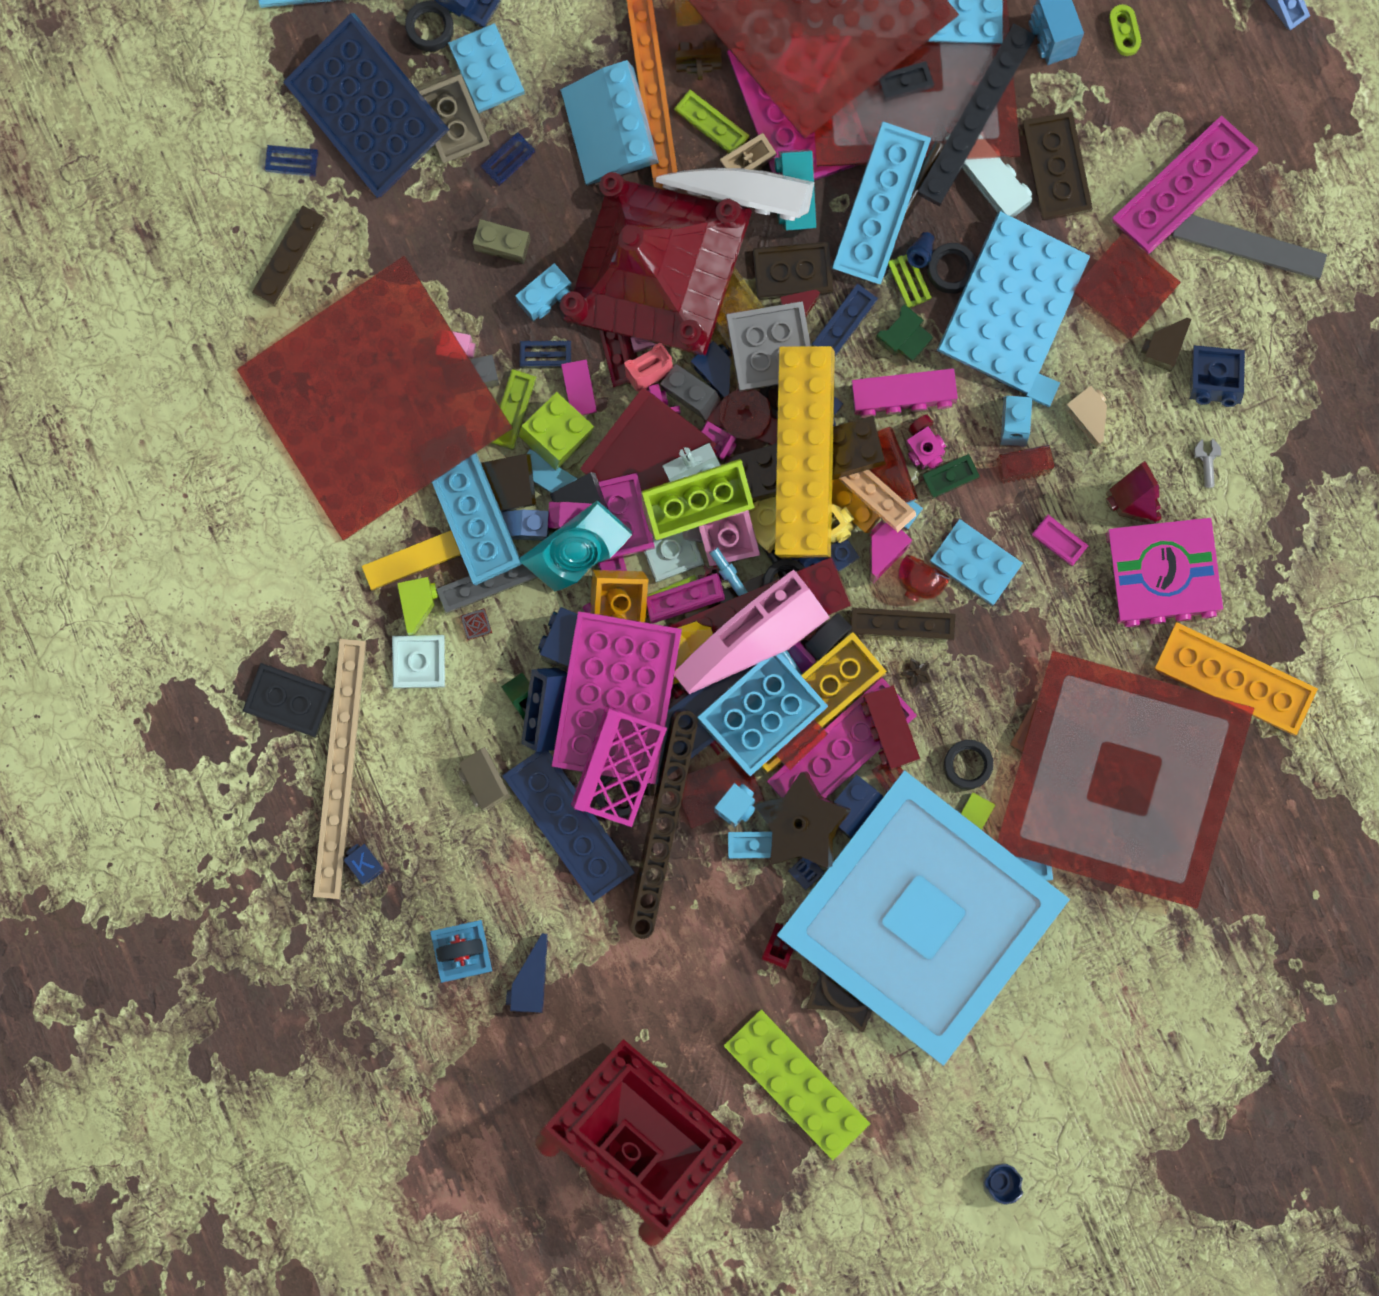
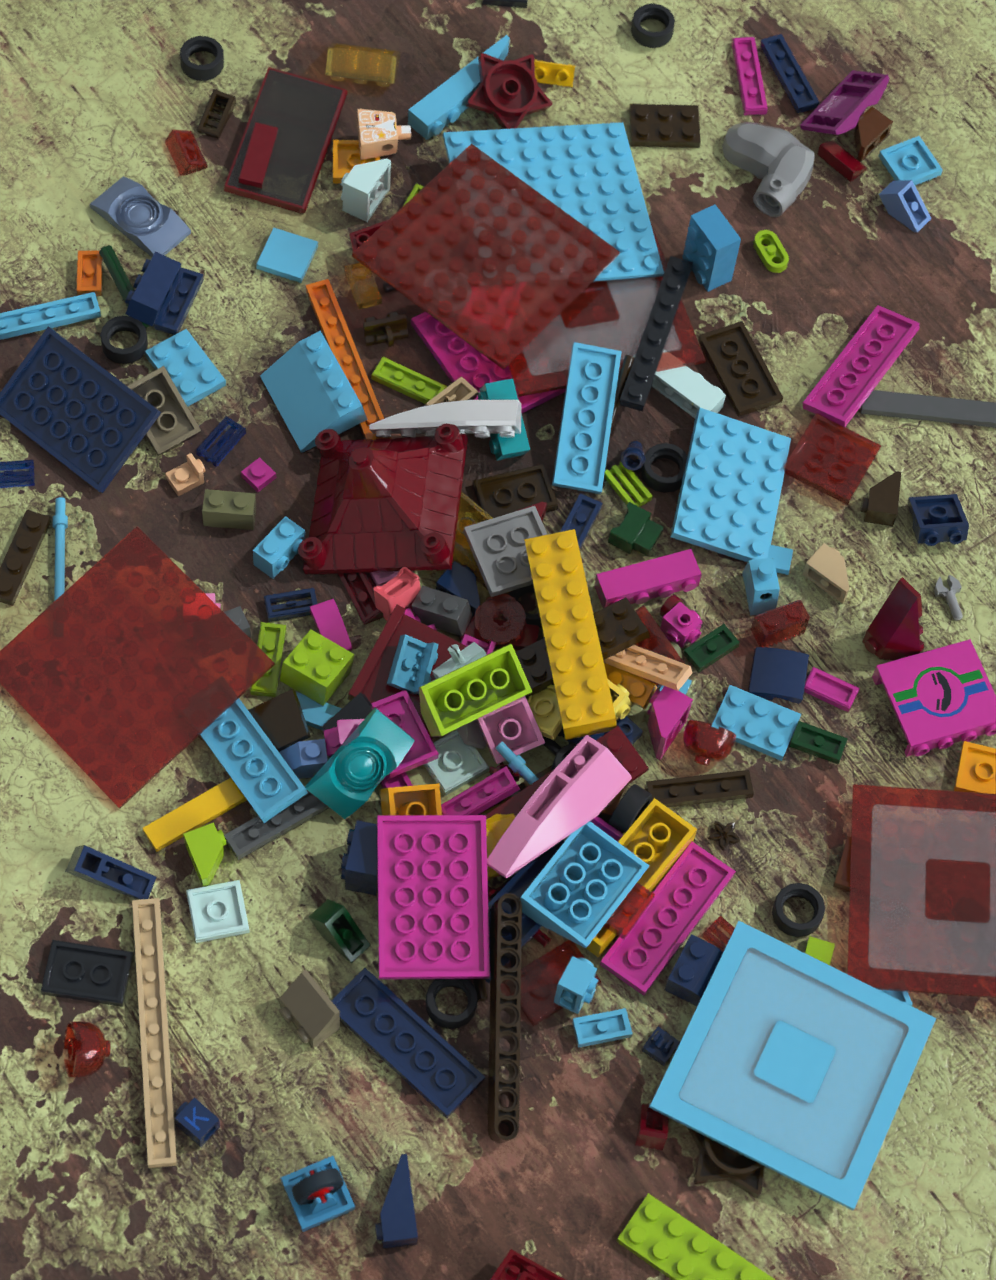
camera: 20 degrees left, 20 degrees down
(274, 777) = (85, 1049): none -> clear red cylinder
(323, 607) = (110, 873): none -> dark blue slope
(333, 225) = (60, 523): none -> medium azure bar
(466, 193) = (186, 475): none -> light nougat bracket
(476, 624) = (270, 864): tile -> none
(539, 203) = (258, 474): none -> dark pink plate
(543, 708) = (359, 926): dark blue brick -> none
(596, 760) = (425, 962): dark pink fence -> none
(648, 449) = (412, 664): none -> medium azure bracket
(819, 826) = (665, 1000): dark brown plate -> none
(890, 728) = (714, 884): dark red brick -> none
(906, 81) = (585, 313): black plate -> none
(1010, 516) = (778, 674): none -> dark blue slope
(1032, 596) = (818, 742): none -> dark green plate

